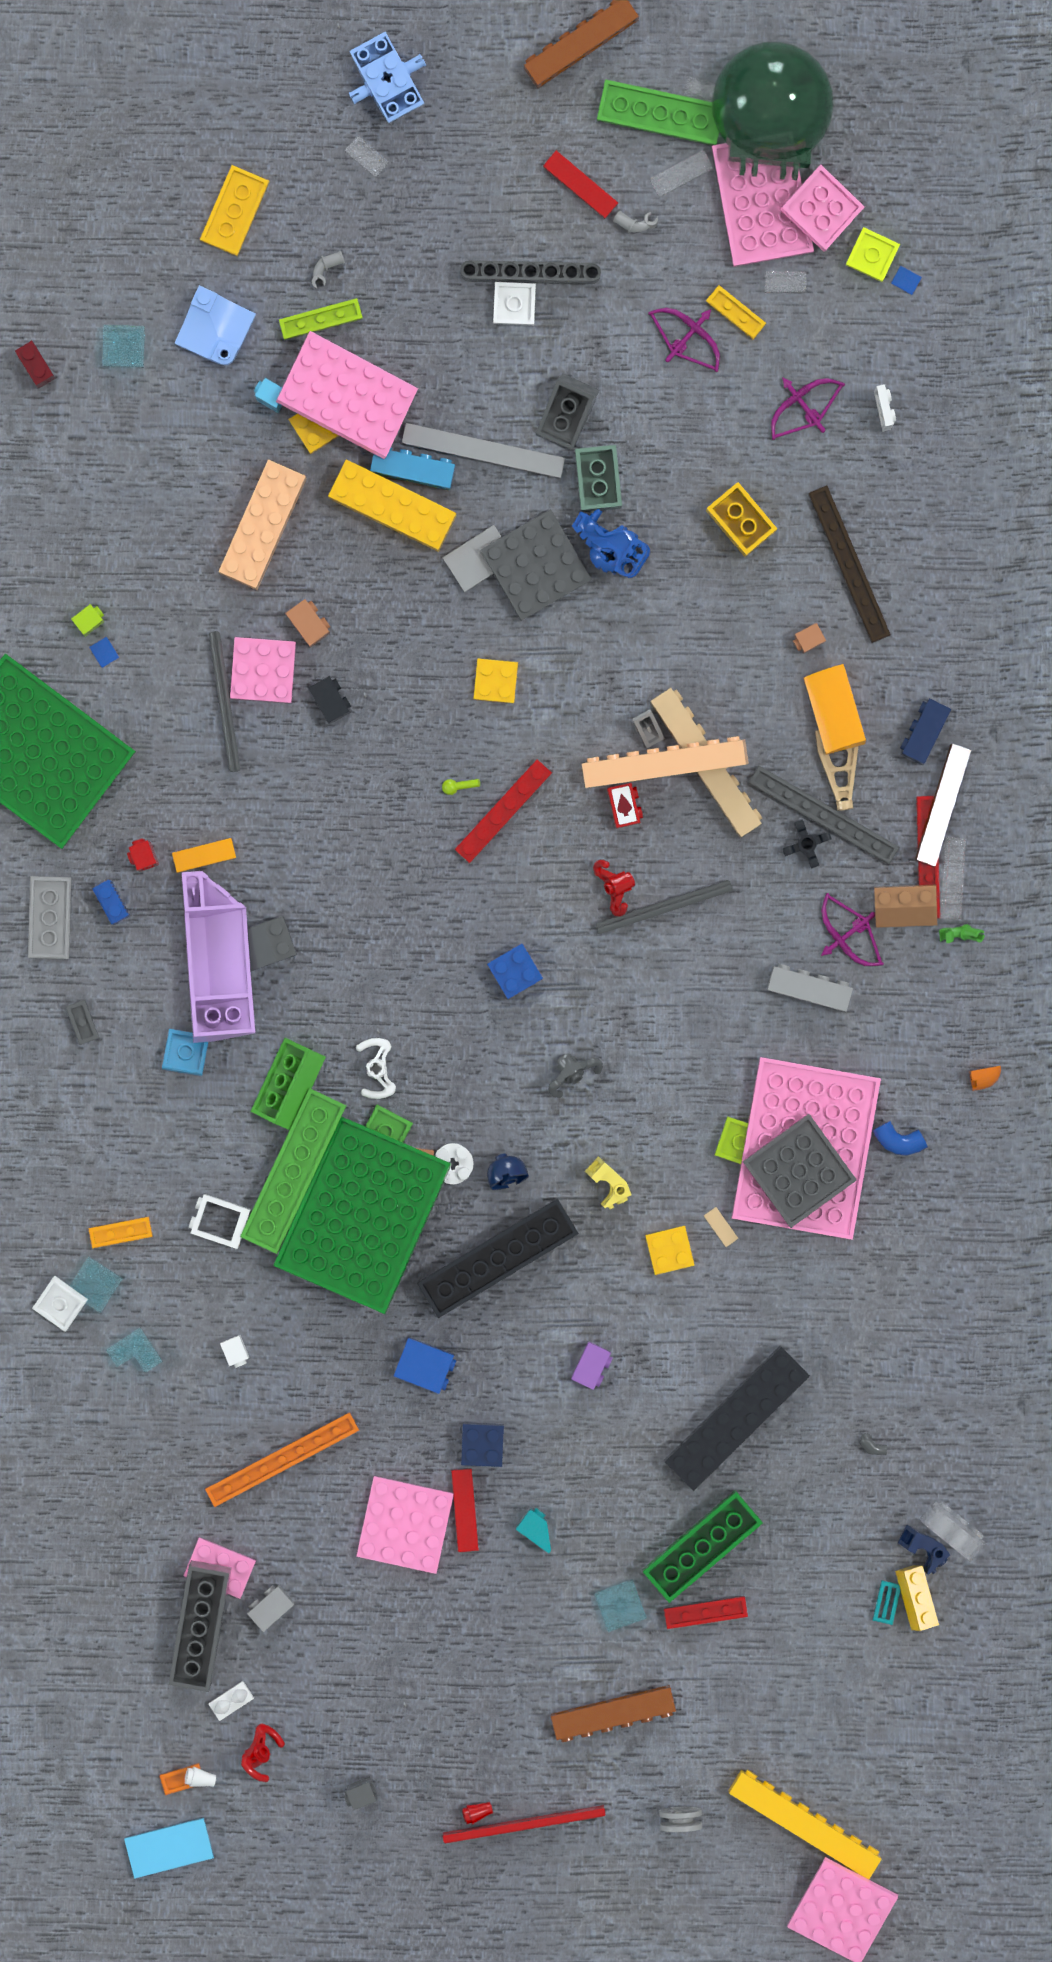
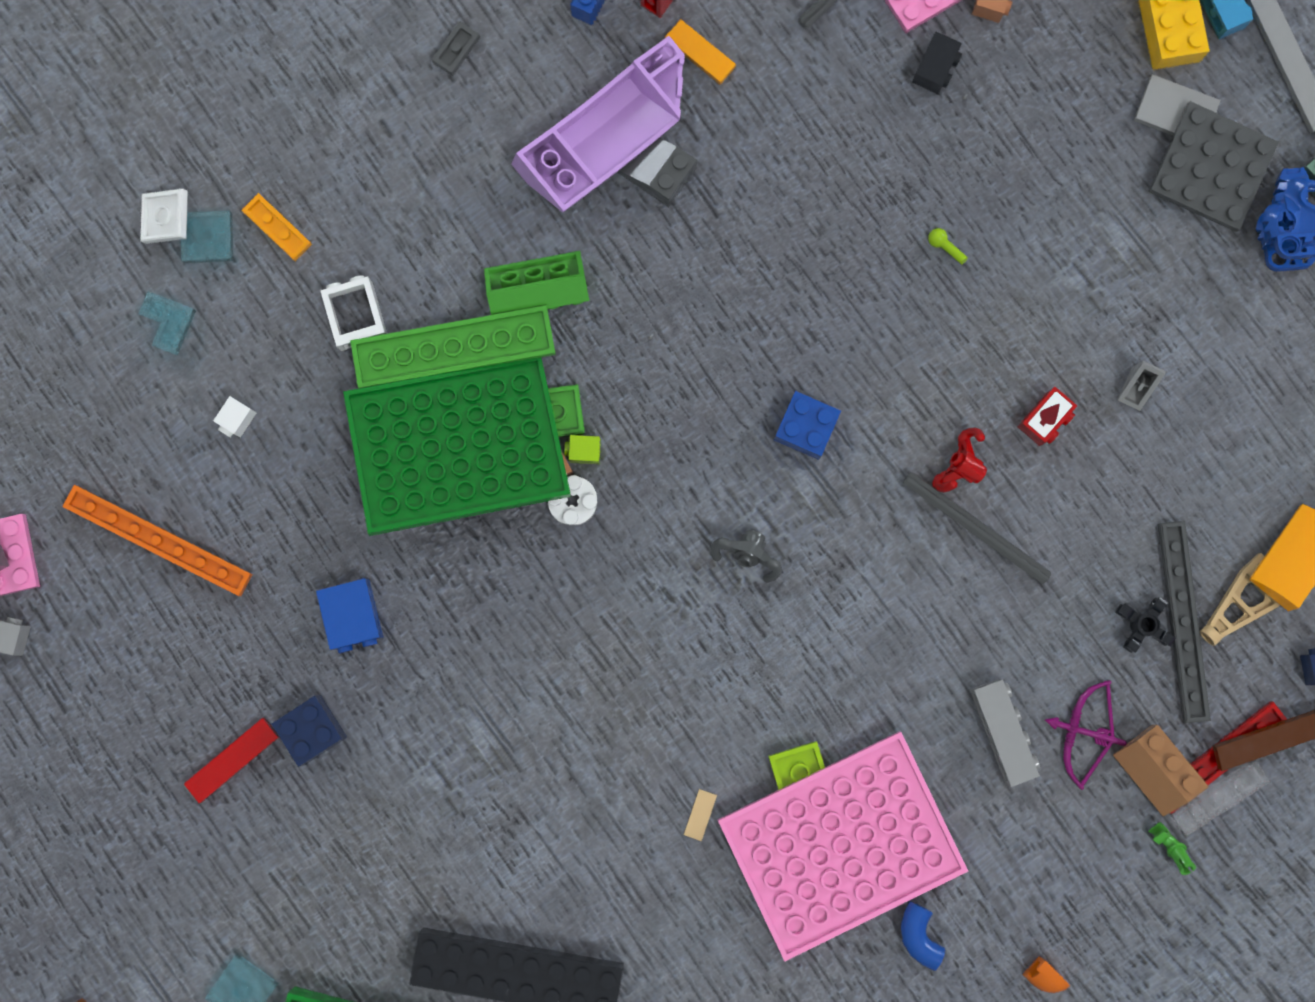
camera: 55 degrees right, 5 degrees down
(184, 1055) = (493, 166): dark azure plate -> none
(377, 1068) = (613, 360): white piece -> none
(405, 1524) = (175, 710): bright pink plate -> none
(424, 1132) = (583, 449): none -> lime brick
(495, 680) = (1072, 208): yellow plate -> none
(497, 1258) = (508, 611): black brick -> none
(503, 811) = (953, 304): red plate -> none
(506, 1171) = (602, 557): dark blue cylinder -> none
(535, 1528) = (259, 847): teal slope -> none
(591, 1365) = (467, 784): medium lavender brick -> none
(601, 1171) = (670, 652): light yellow tile -> none
(665, 763) = (1124, 425): light nougat brick -> none
(669, 1250) = (640, 780): yellow plate -> none
(718, 781) = (1149, 467): tan brick -> none
(799, 1170) = (816, 856): dark grey plate -> none

